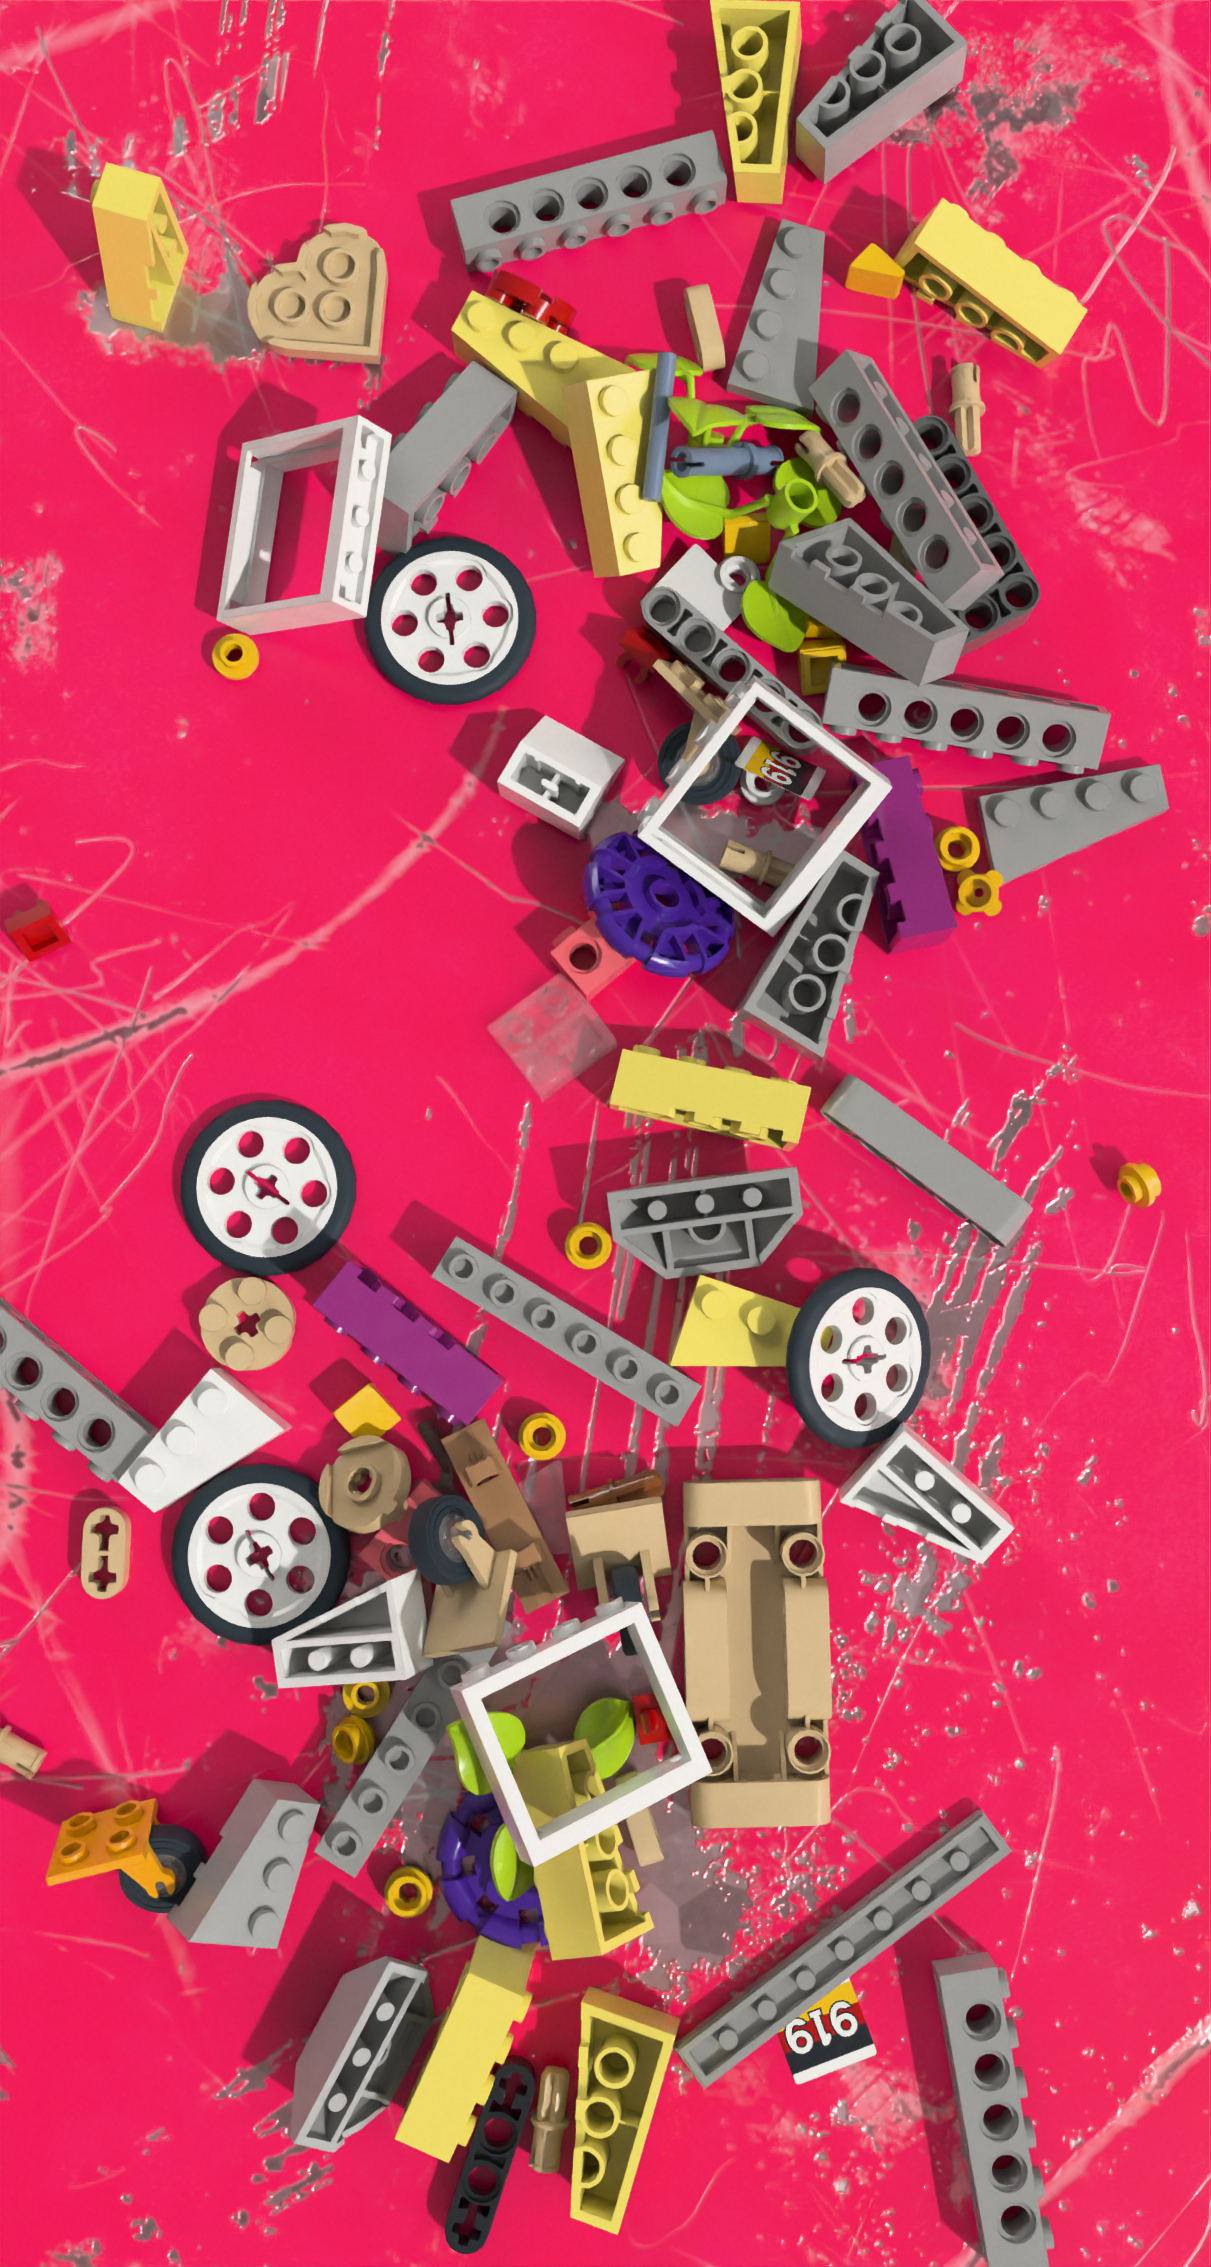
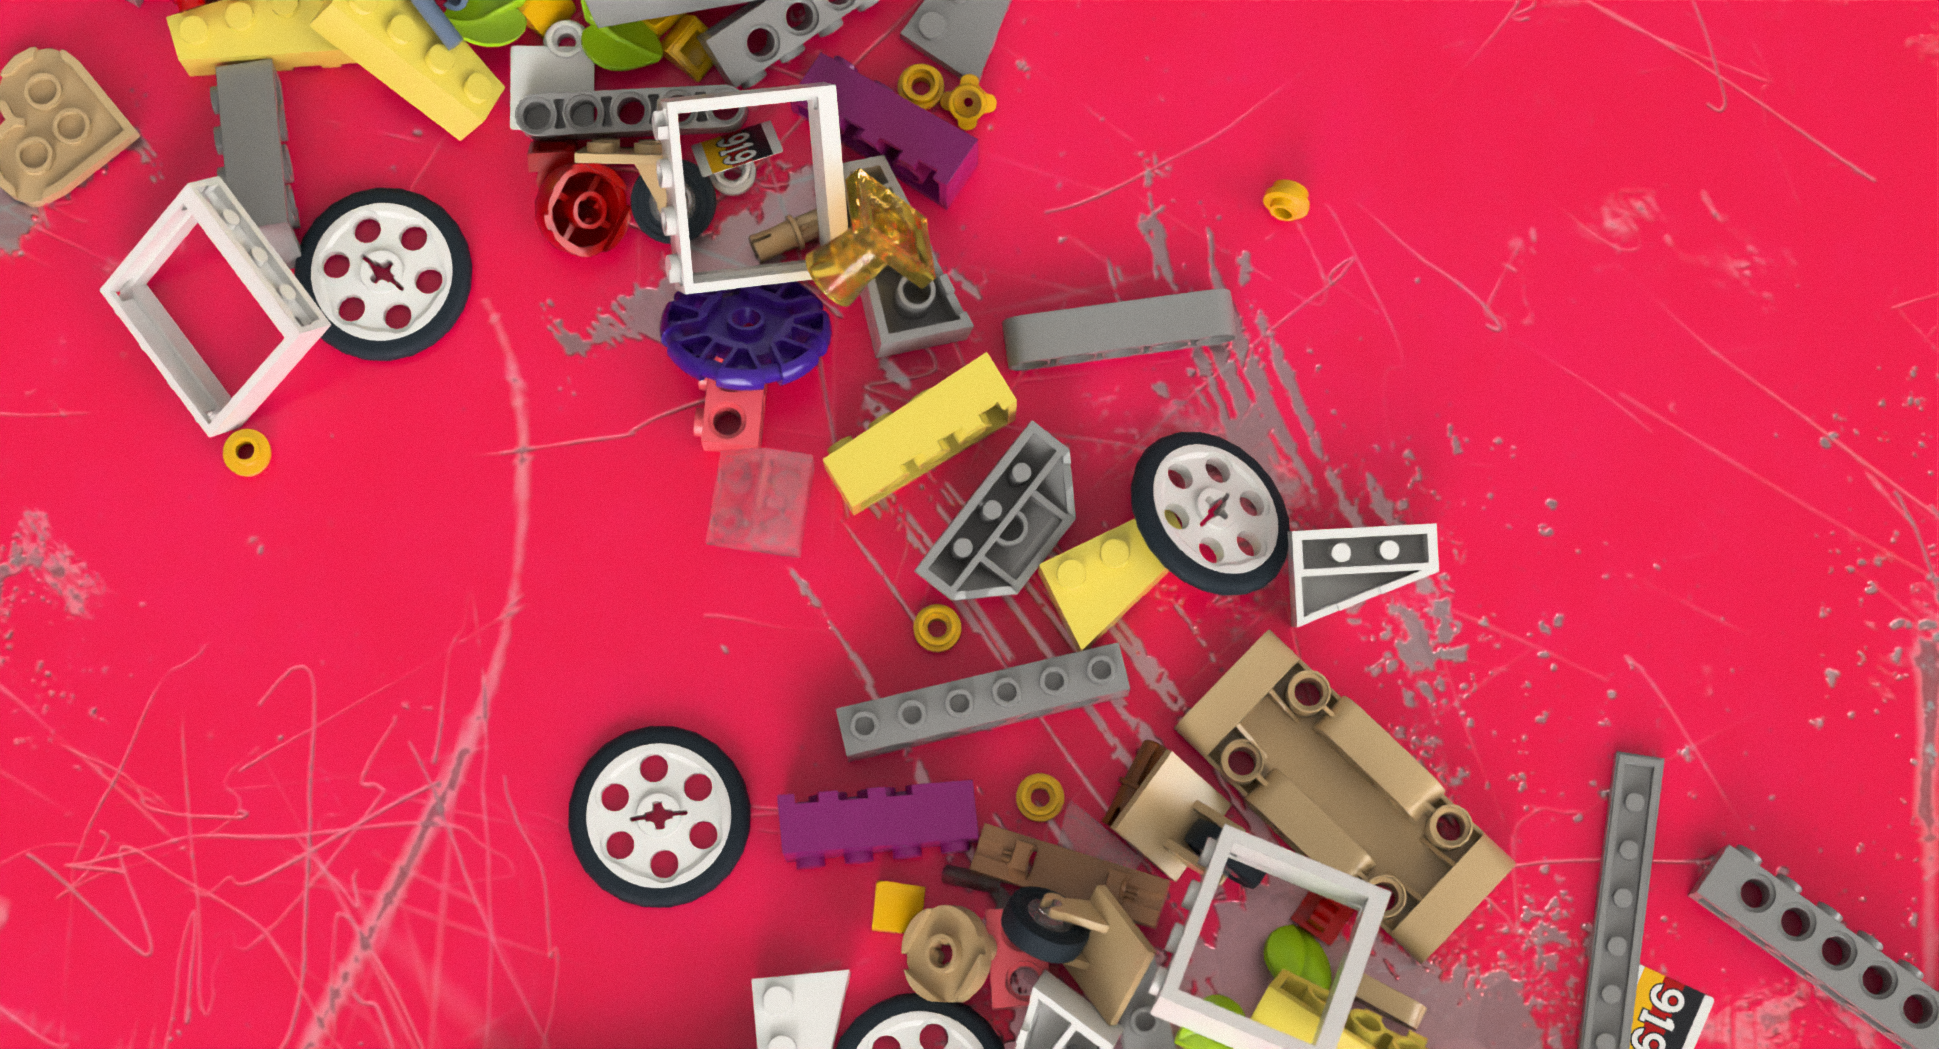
camera: 45 degrees left, 5 degrees down
(37, 930) = (299, 794): red tile -> none
(221, 1318) = (766, 912): tan plate -> none
(559, 776) = (580, 309): white slope -> none
(629, 706) = (583, 209): none -> red cylinder
(818, 928) = (881, 234): none -> clear yellow plant

